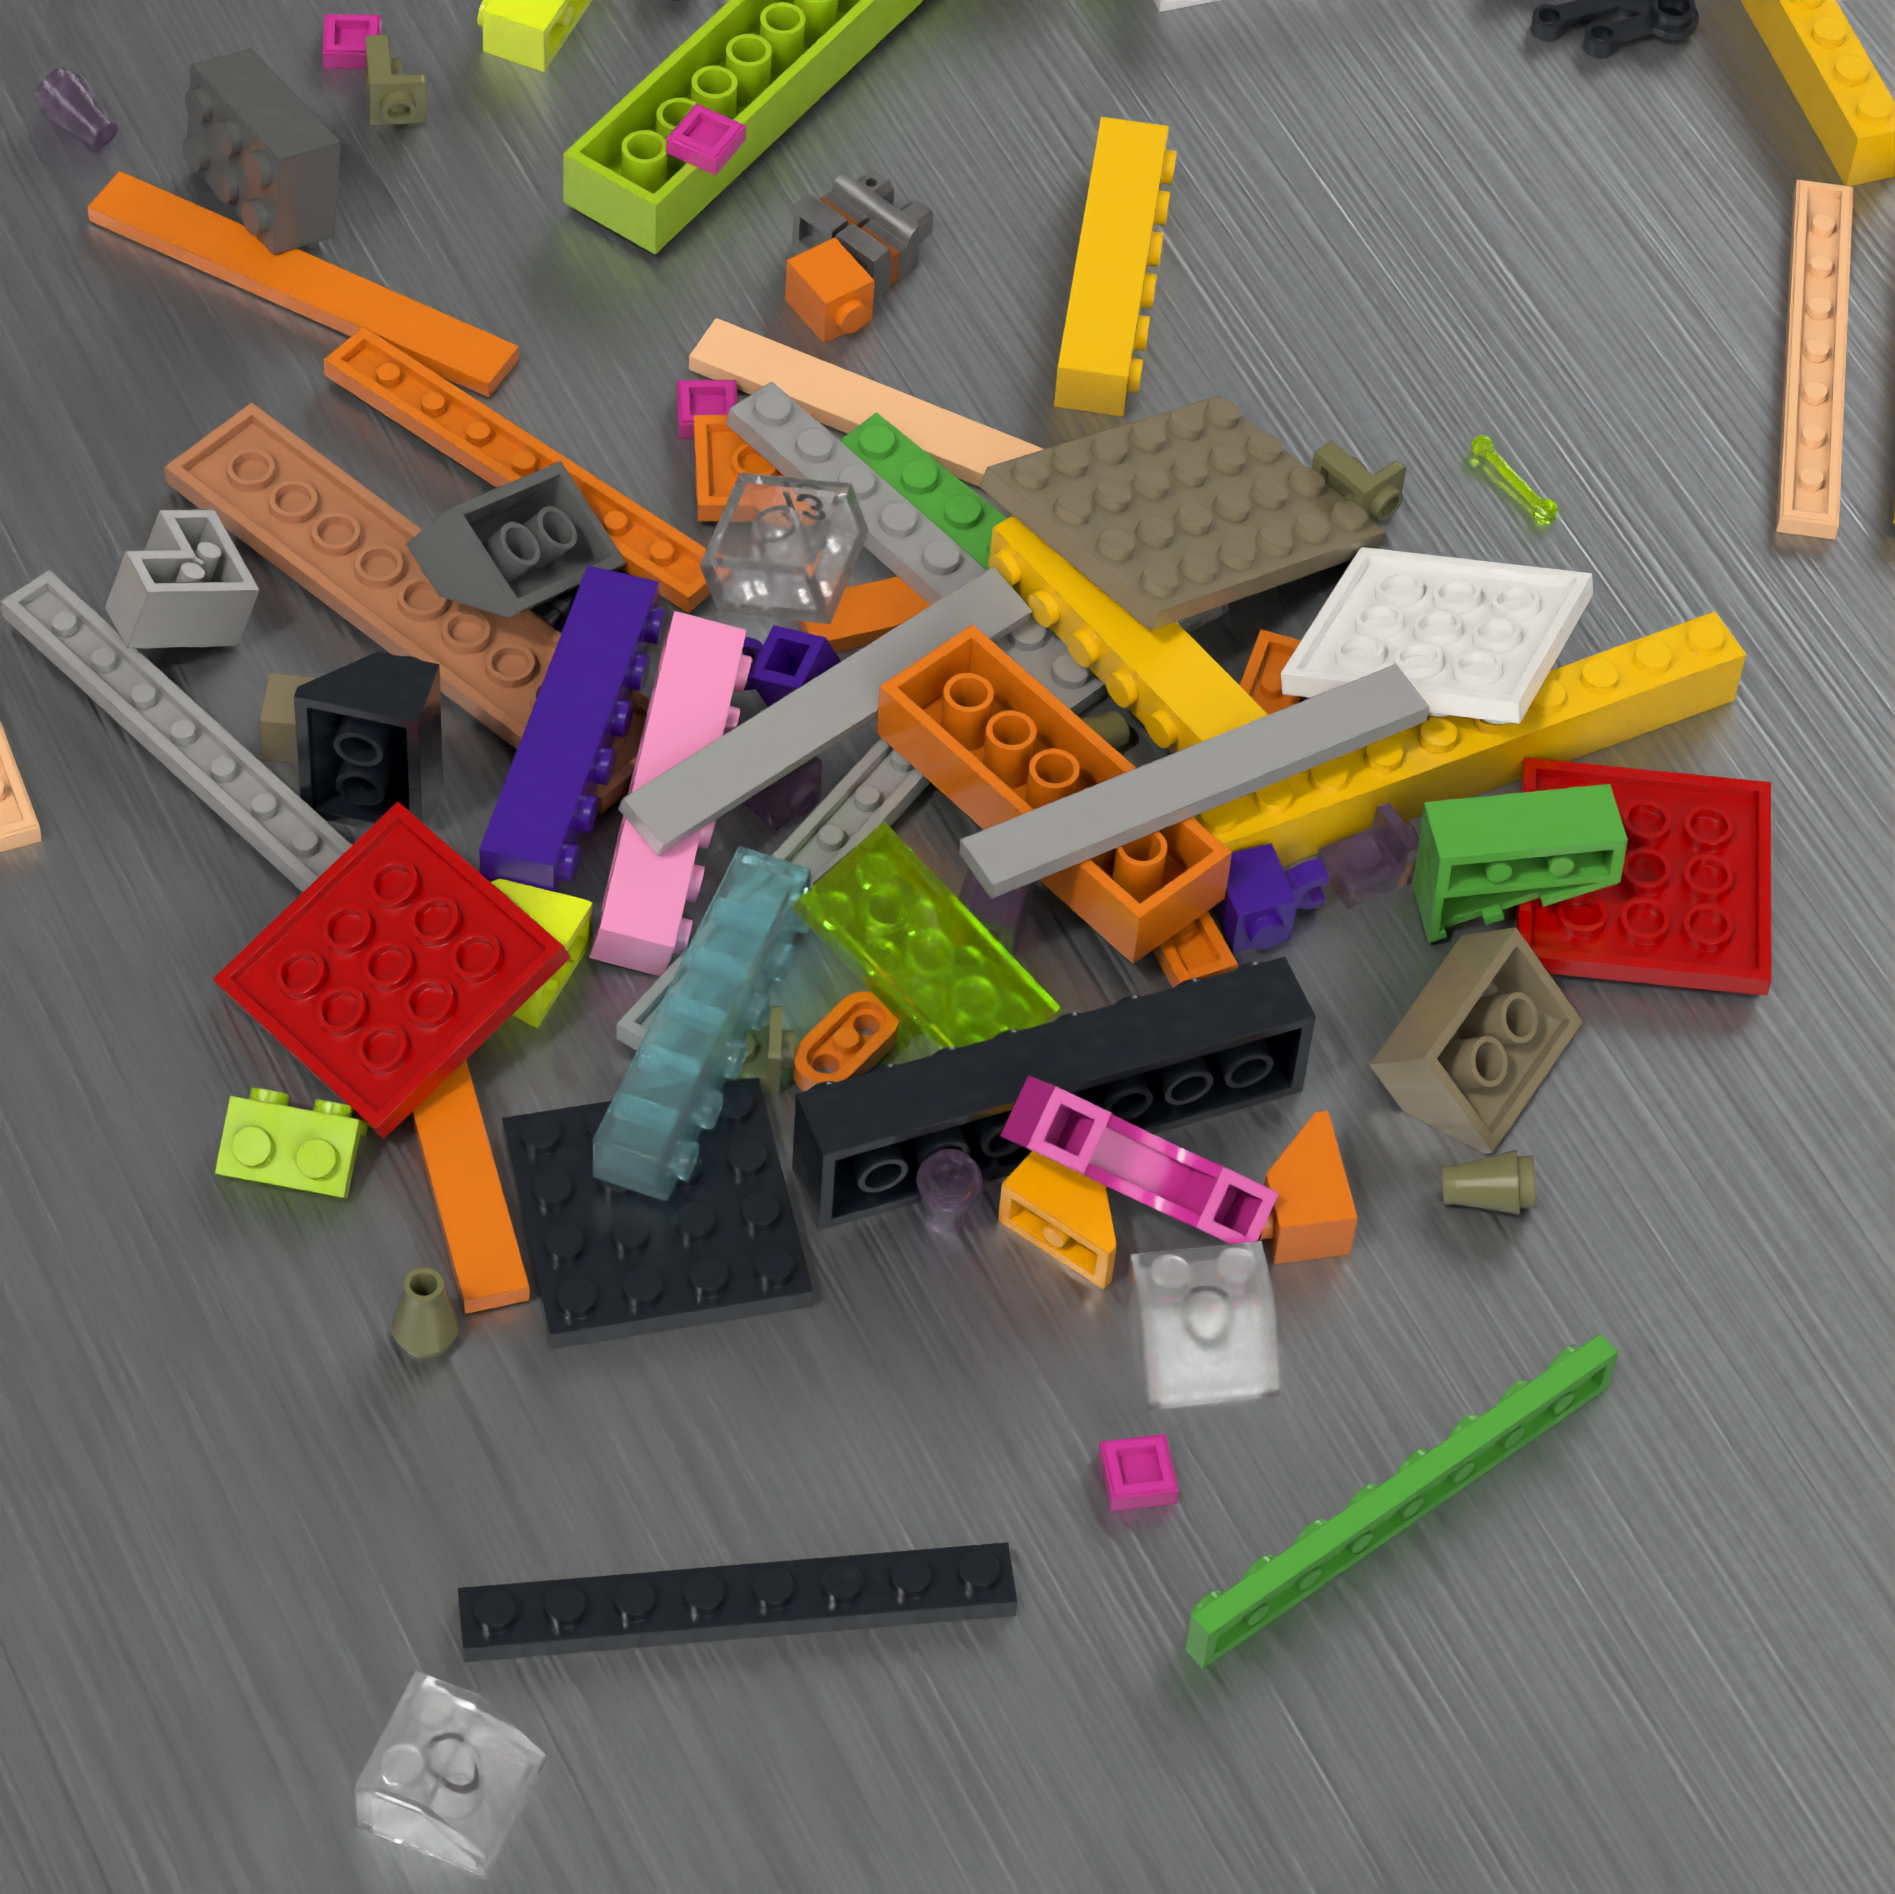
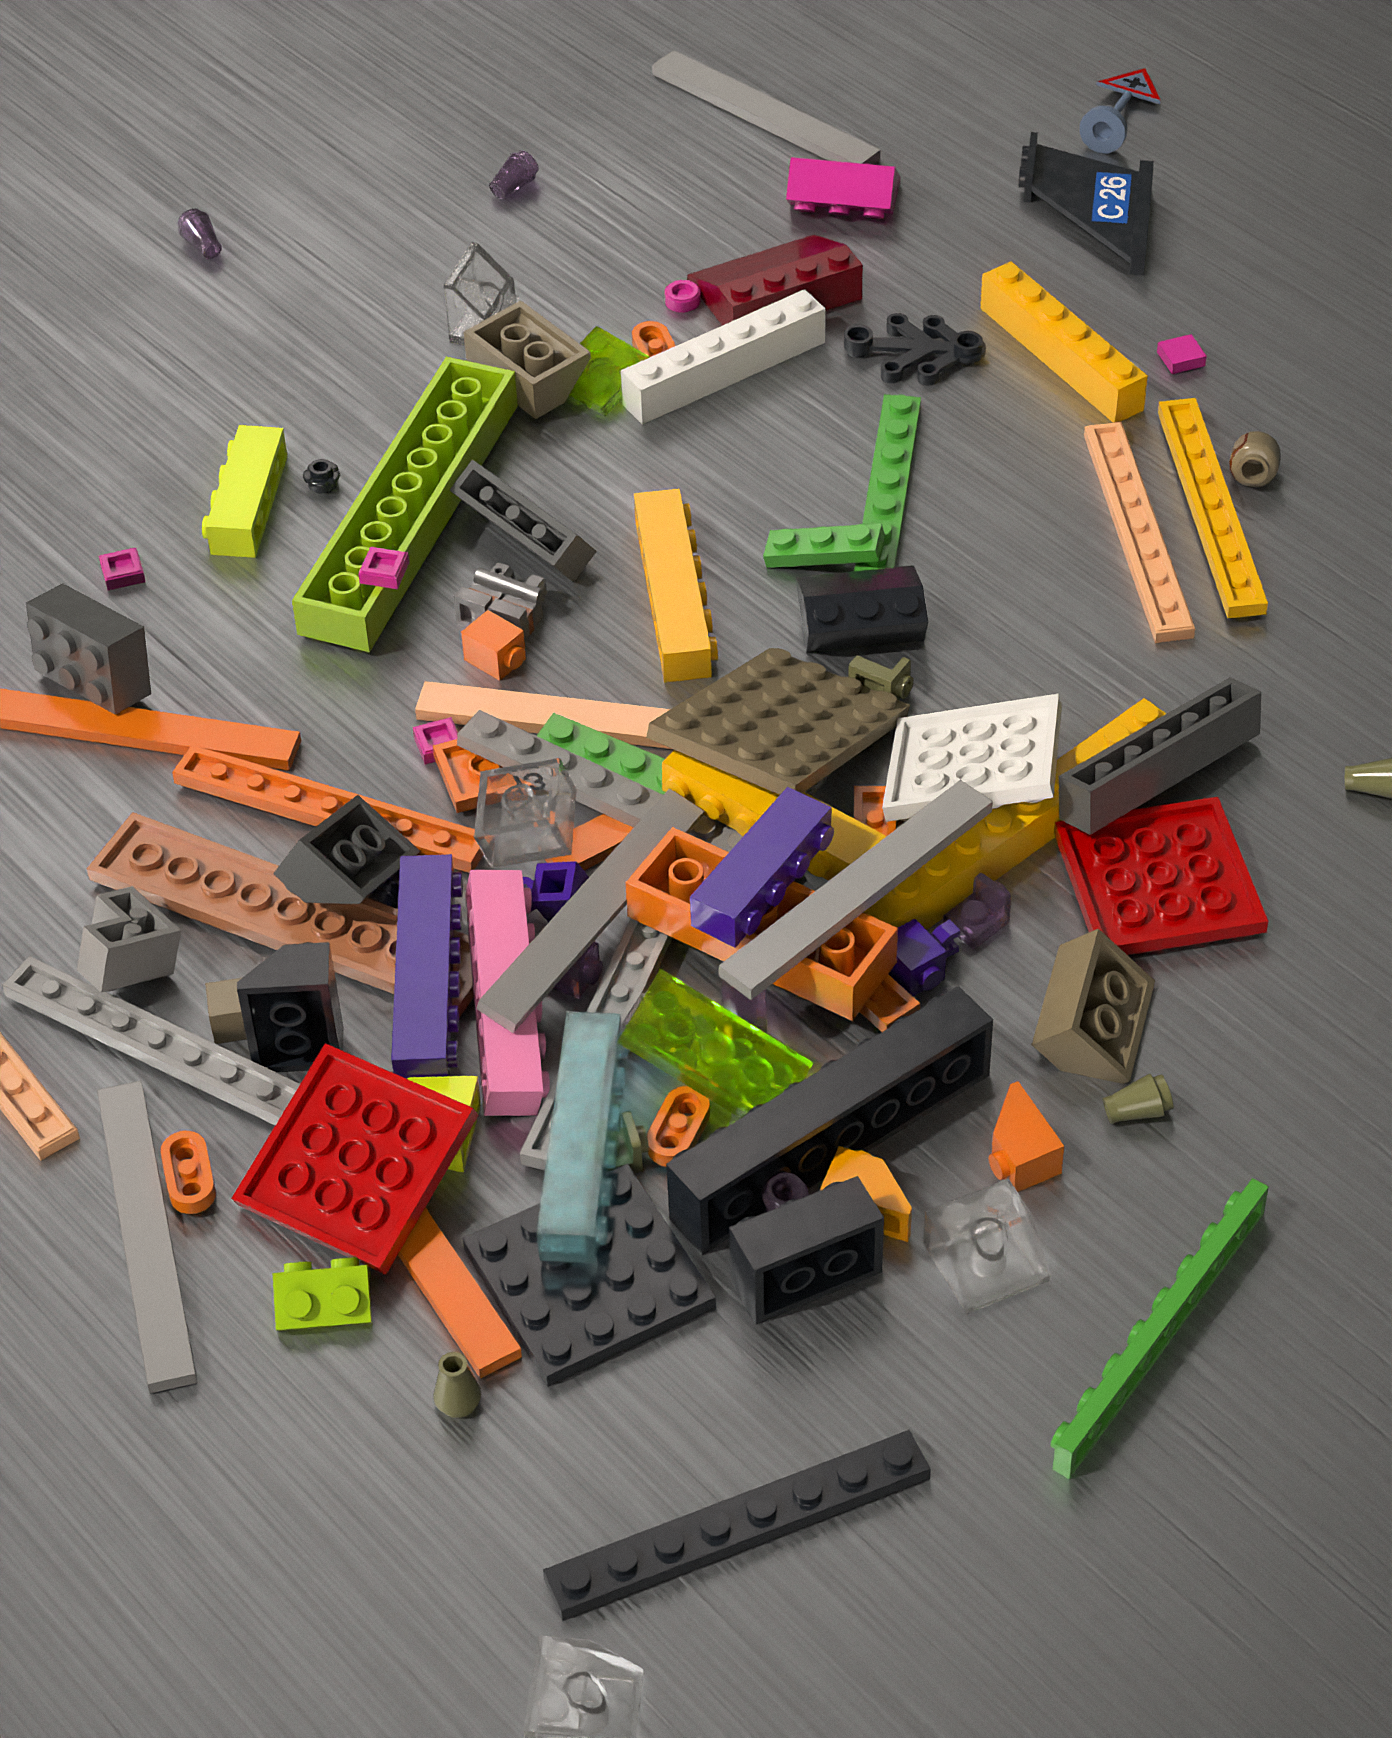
camera: 10 degrees left, 5 degrees down
(85, 999) = (146, 1238): none -> light grey tile
(167, 932) = (188, 1175): none -> orange plate
(391, 95) = (159, 594): olive bracket -> none
(931, 117) = (523, 520): none -> dark grey brick
(952, 1261) = (806, 1249): none -> black brick
(1070, 715) = (761, 867): none -> dark purple brick
(1138, 1163) = (909, 1149): dark pink arch -> none
(1138, 1472) = (977, 1358): dark pink tile -> none
(1349, 264) = (824, 545): none -> bright green plate
(1366, 372) = (862, 608): none -> black slope
(1464, 222) = (891, 474): none -> bright green plate
(1513, 850) = (1074, 880): bright green wedge -> none
(1544, 509) = (1004, 666): clear neon green hinge -> none
(1705, 701) = (1159, 755): none -> dark grey brick

